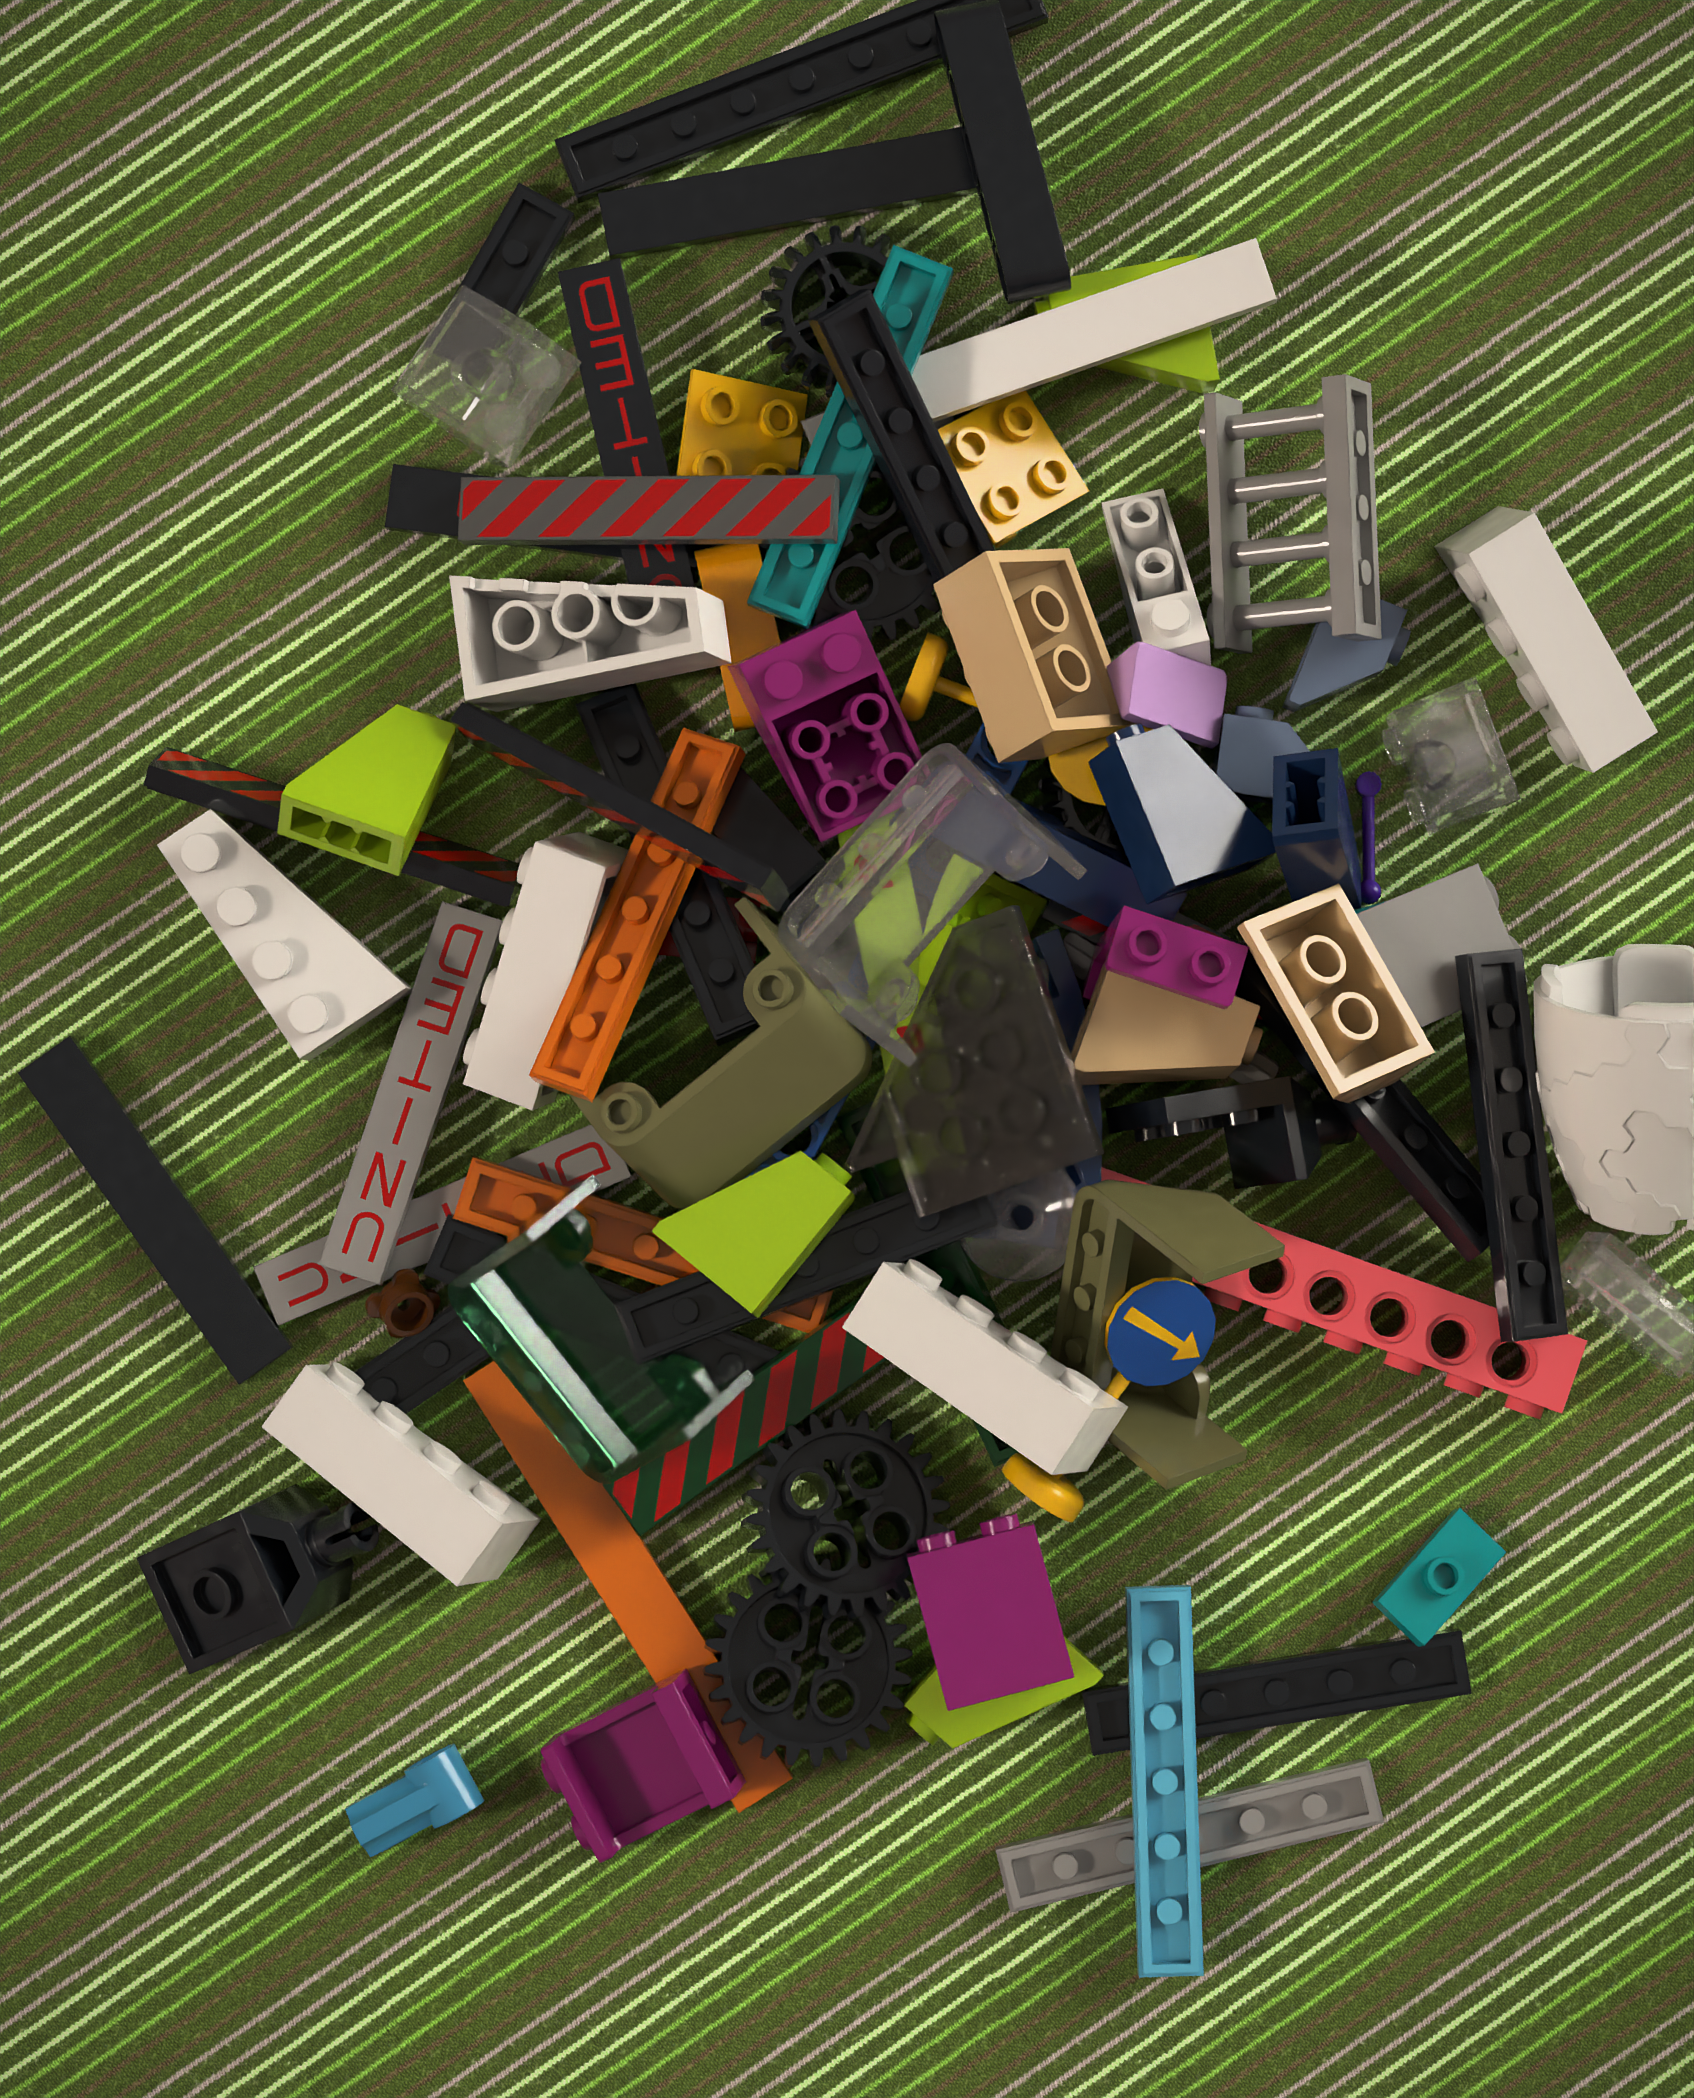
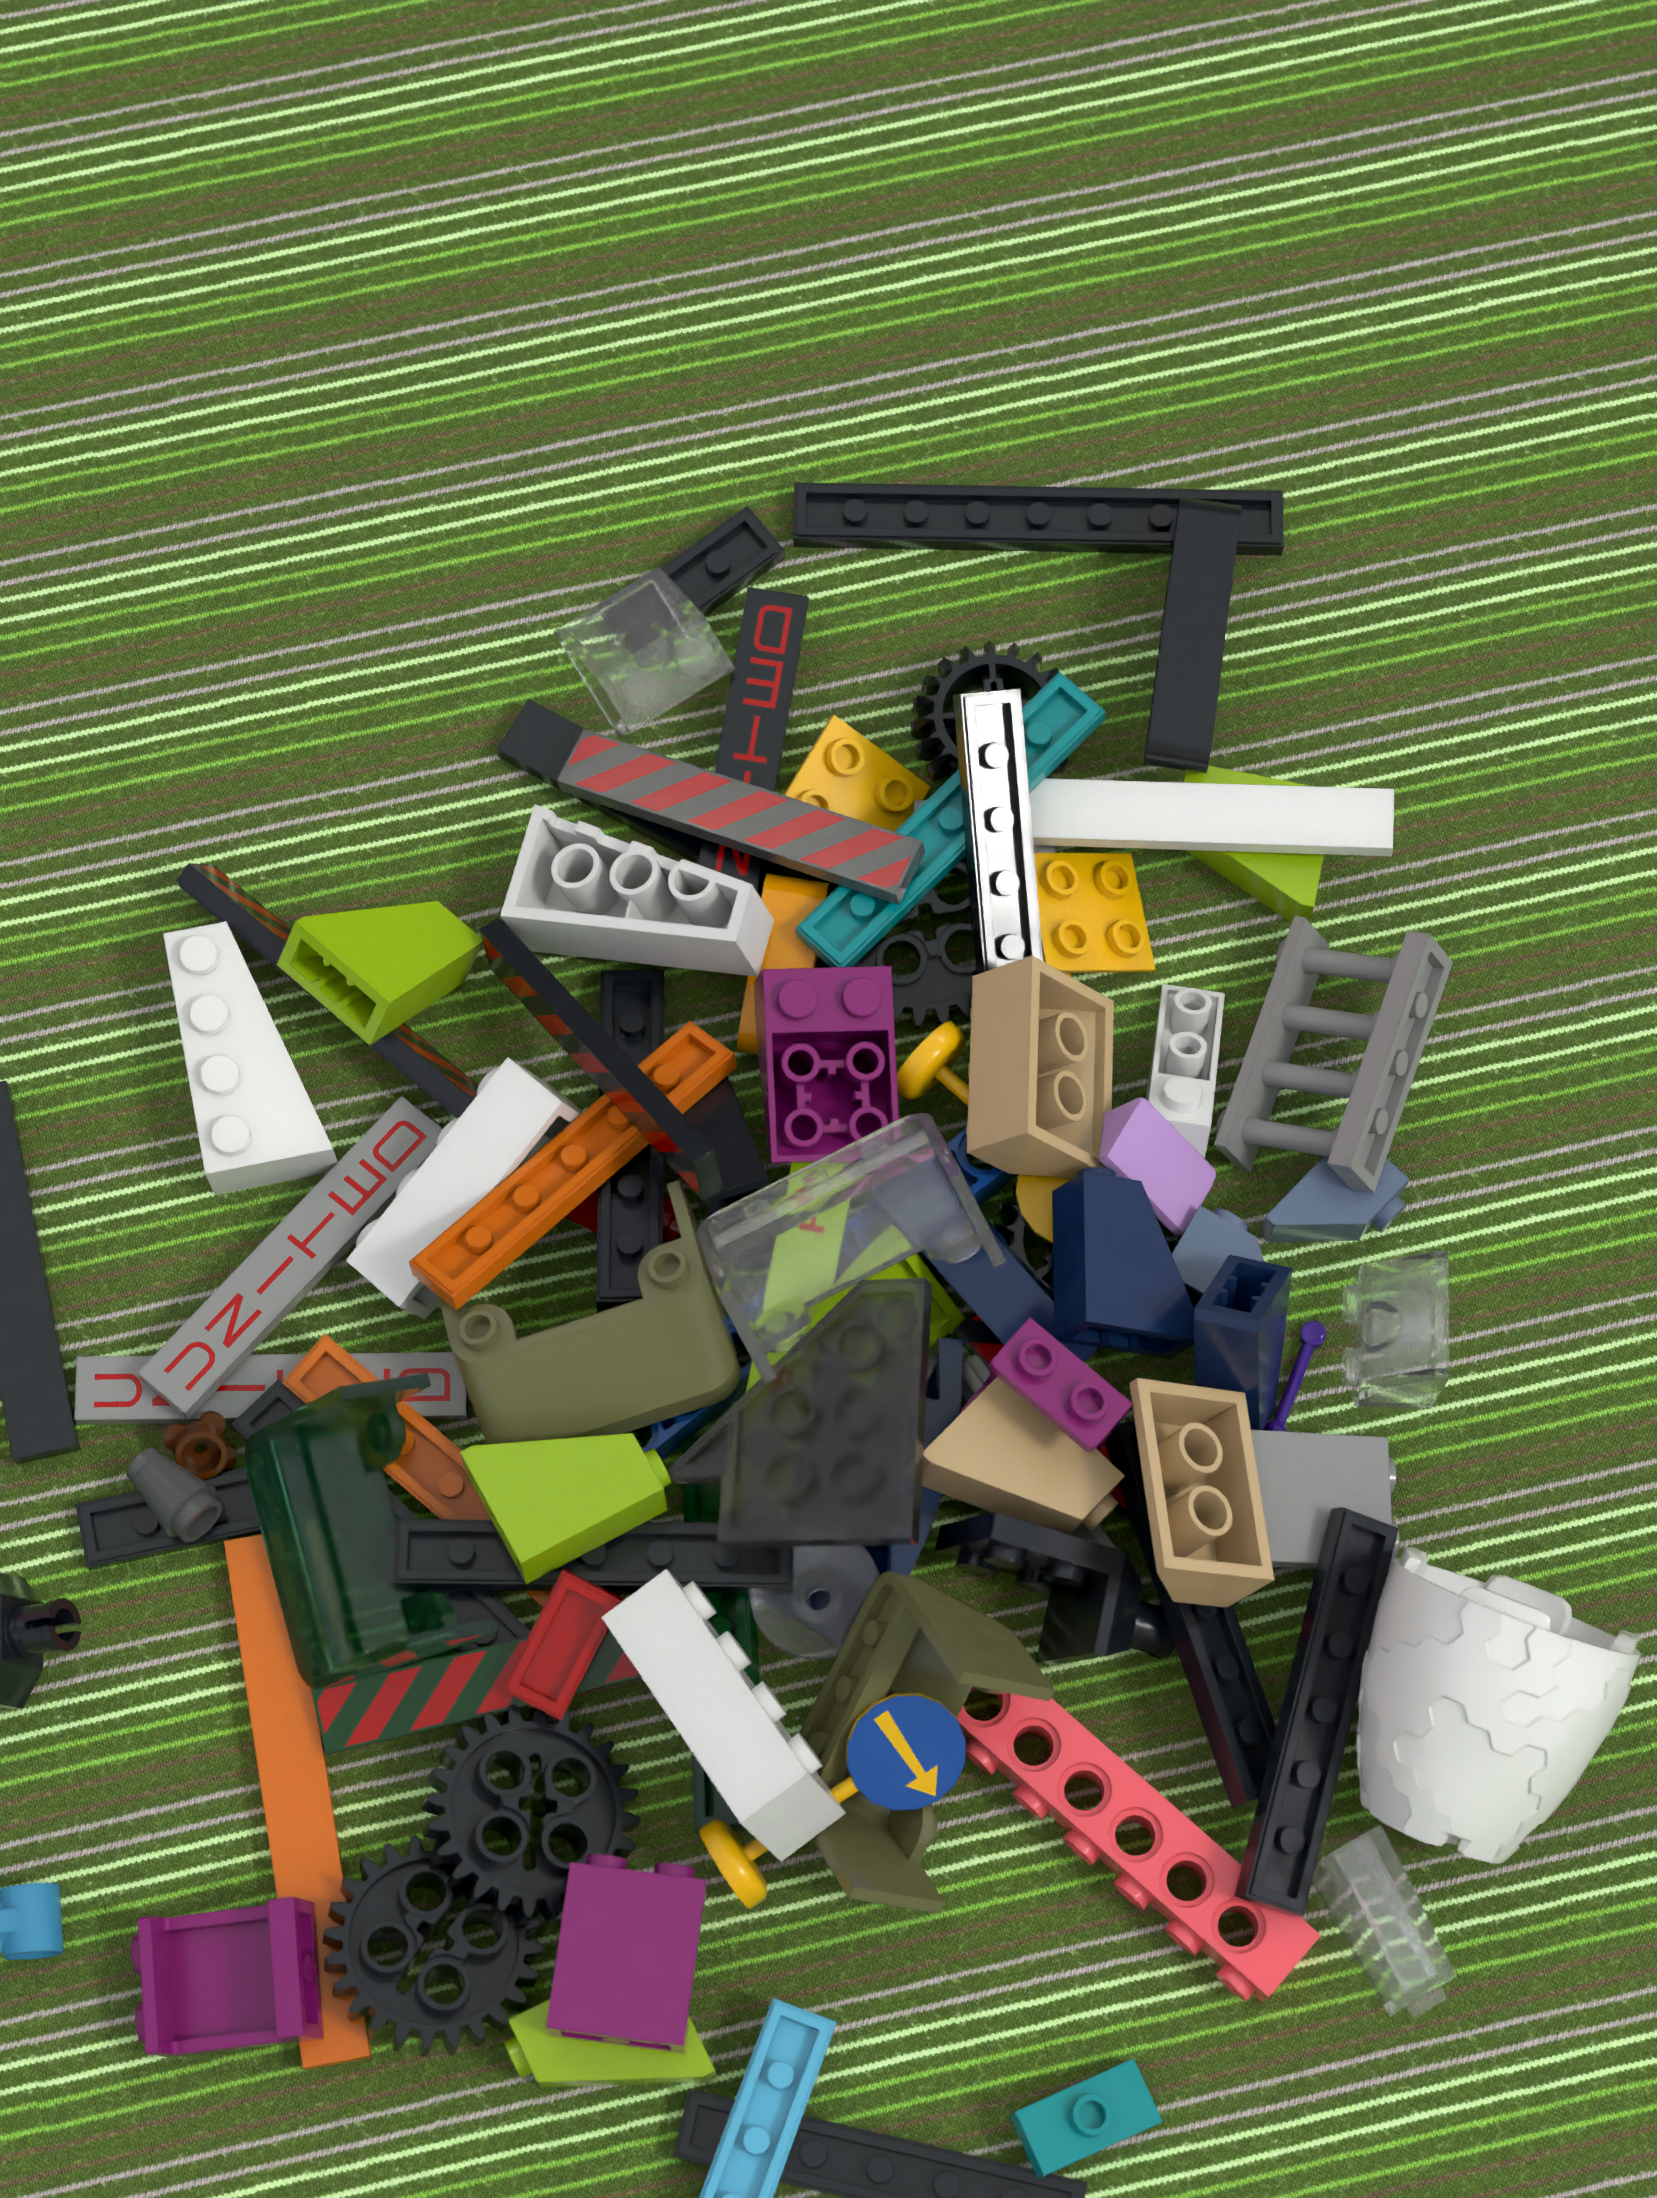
camera: 25 degrees right, 15 degrees down
(400, 1475) = (126, 1602): white wedge -> none
(402, 1361) = (175, 1496): none -> dark grey cone
(786, 193) = (983, 607): black tile -> none
(812, 1358) = (561, 1644): none -> red tile
(1547, 637) = (1534, 1261): white wedge -> none

